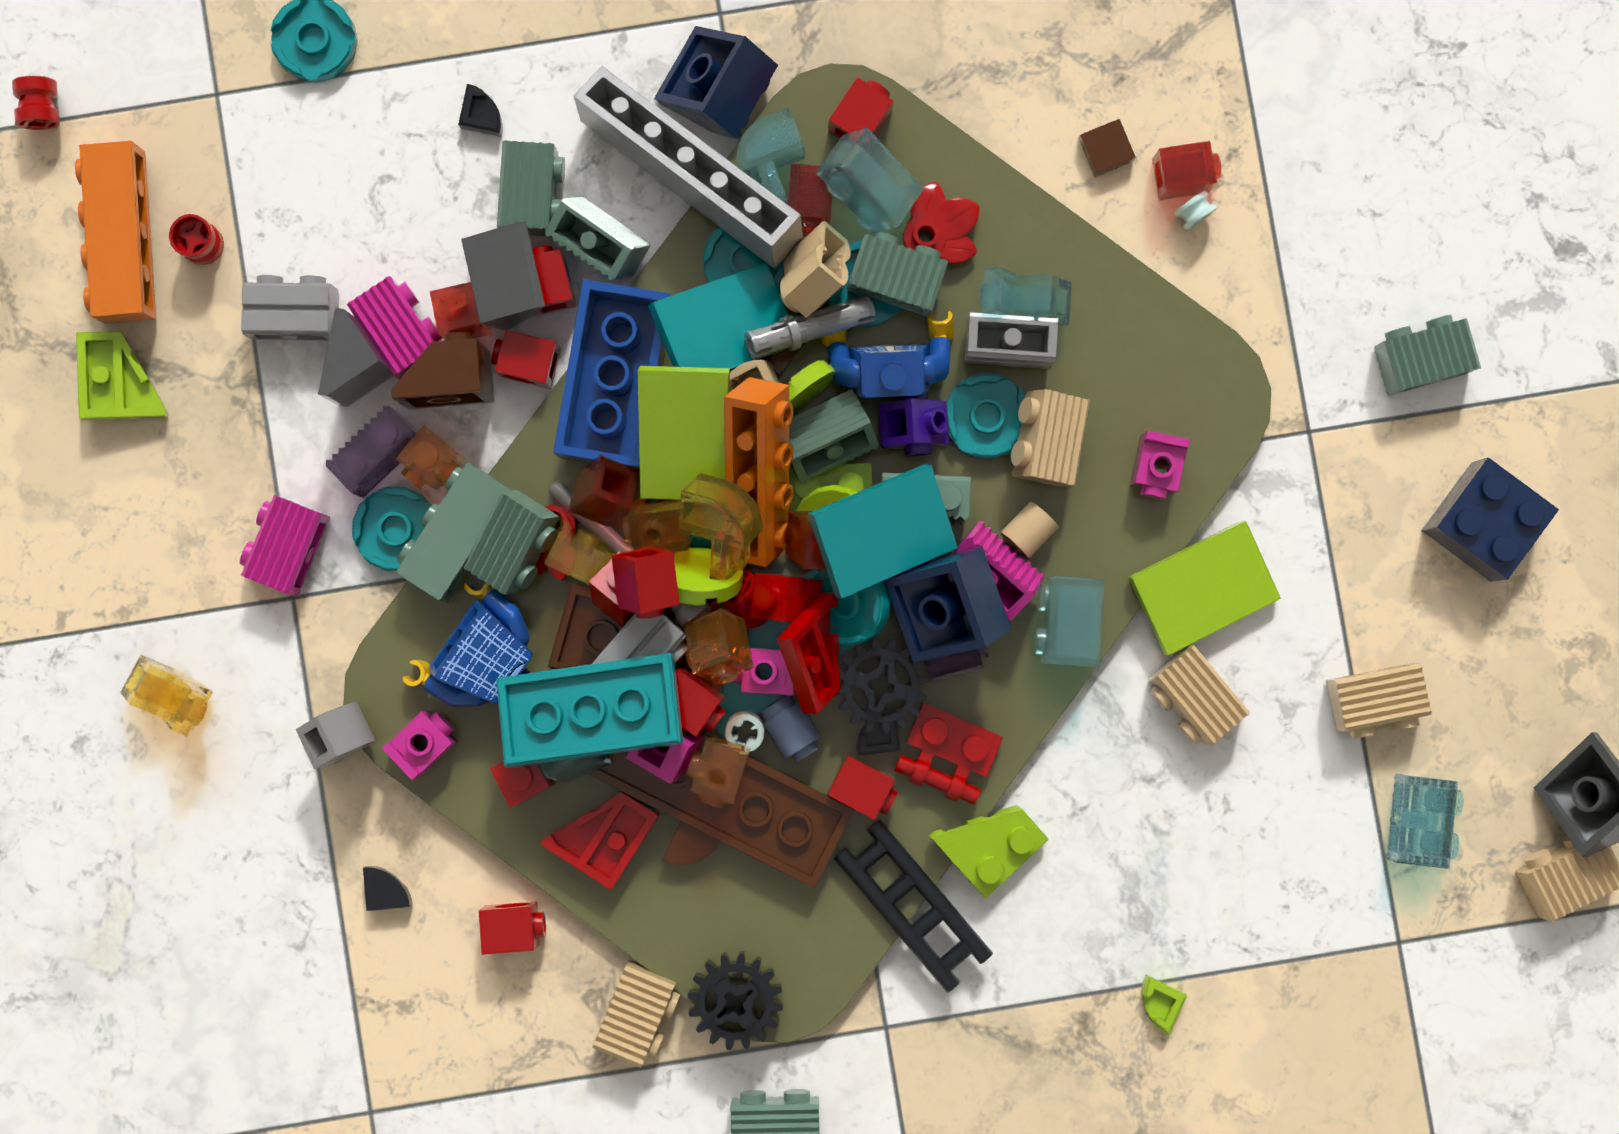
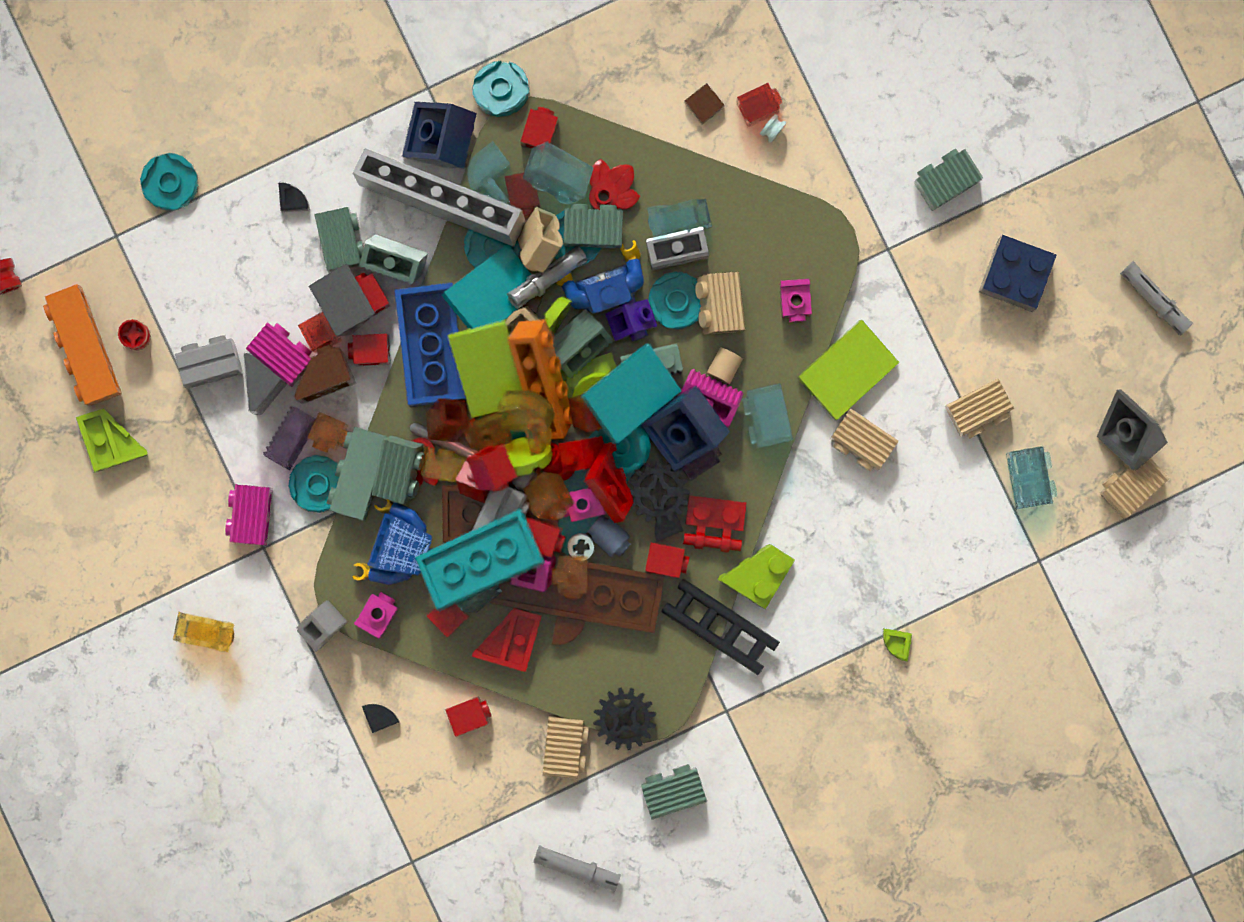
camera: 15 degrees left, 0 degrees up
(823, 41) = (501, 88): none -> tile

